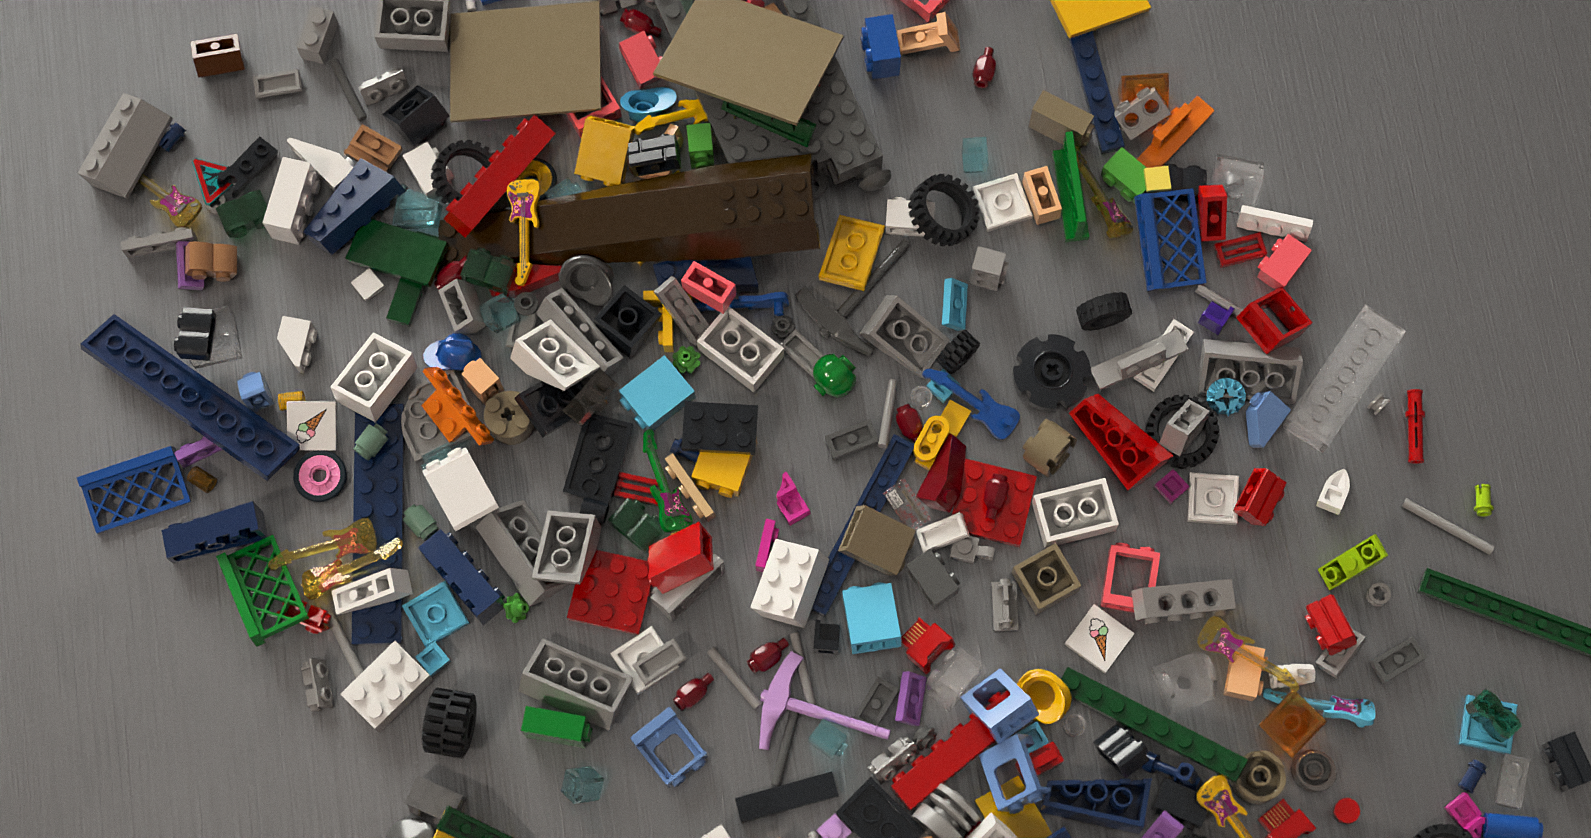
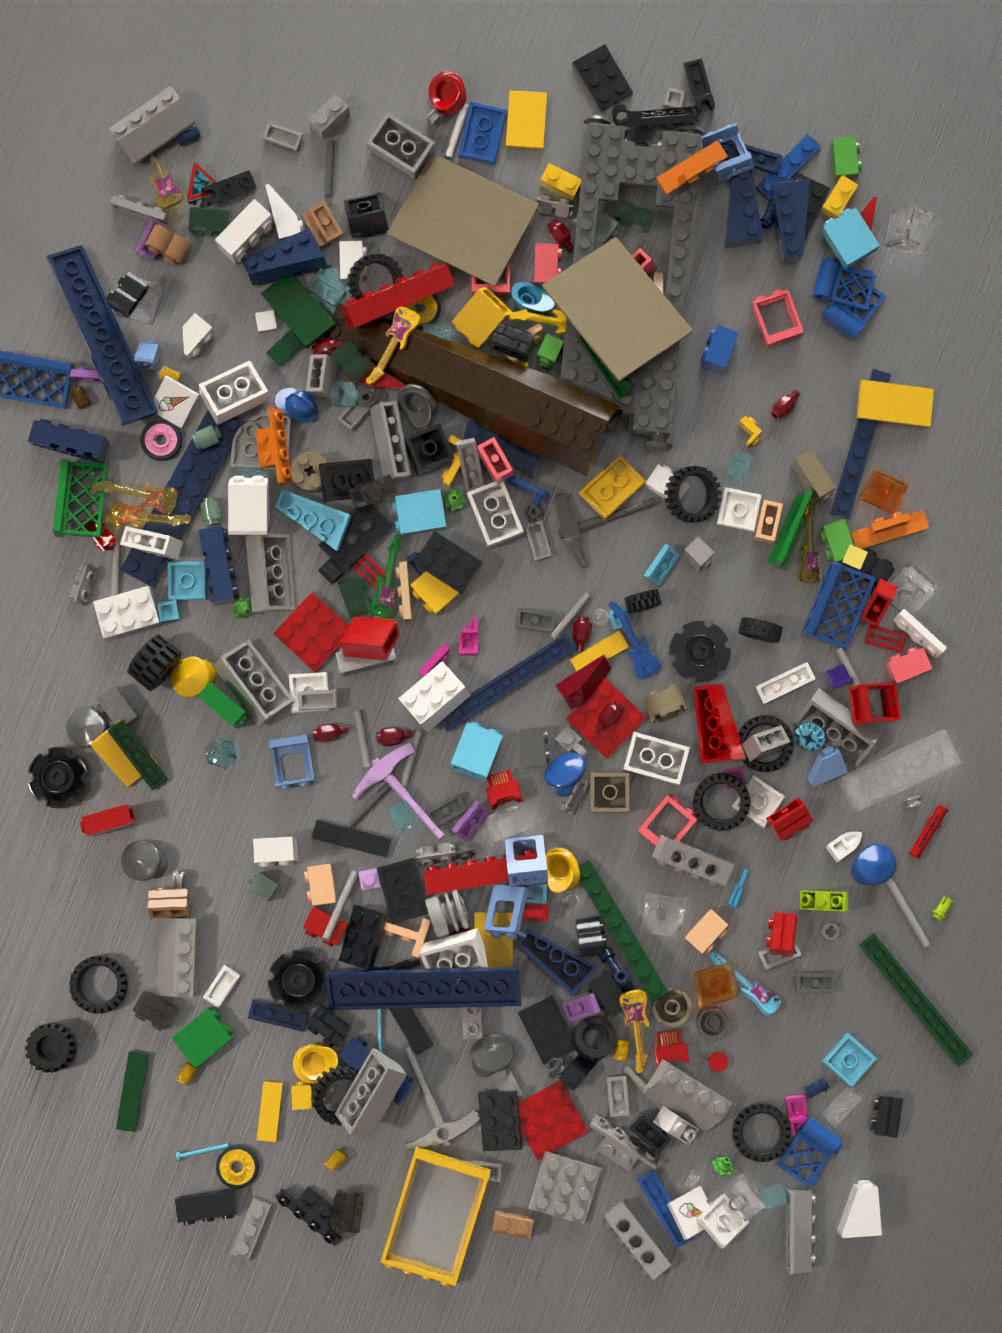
camera: 30 degrees right, 10 degrees up
(217, 55) = (251, 93): reddish brown brick -> none
(391, 83) = (347, 180): light grey hinge -> none
(481, 380) = (305, 437): light nougat brick -> none
(500, 717) = (192, 676): none -> yellow piece
(544, 462) = (317, 518): none -> medium azure wing
(552, 356) = (362, 448): white slope -> none
(566, 547) = (297, 587): light grey slope -> none
(826, 638) = (439, 747): black panel -> none
(834, 375) = (549, 568): green plant -> none
(877, 540) = (510, 701): dark tan brick -> none
(904, 335) = (614, 567): light grey slope -> none
(906, 505) = (545, 688): clear tile -> none
(929, 36) = (759, 360): light nougat bracket -> none
(930, 439) = (588, 651): yellow plate -> none
(943, 532) = (559, 720): white tile -> none
(964, 110) = (751, 428): none -> yellow bracket
(984, 586) = (565, 772): none -> blue piece
(1099, 638) = (622, 852): white tile -> none
(1139, 359) = (764, 677): light grey bracket -> none
(1146, 117) = (875, 507): light grey brick -> none
(1199, 536) = (706, 819): none -> black tyre
(1219, 638) = (701, 901): clear yellow piece -> none
(1251, 608) = (738, 890): none -> dark azure axle
(1301, 673) = (736, 951): white hinge -> none
(1380, 496) = (874, 865): none -> blue piece
(1489, 711) = (852, 1052): clear green brick -> none

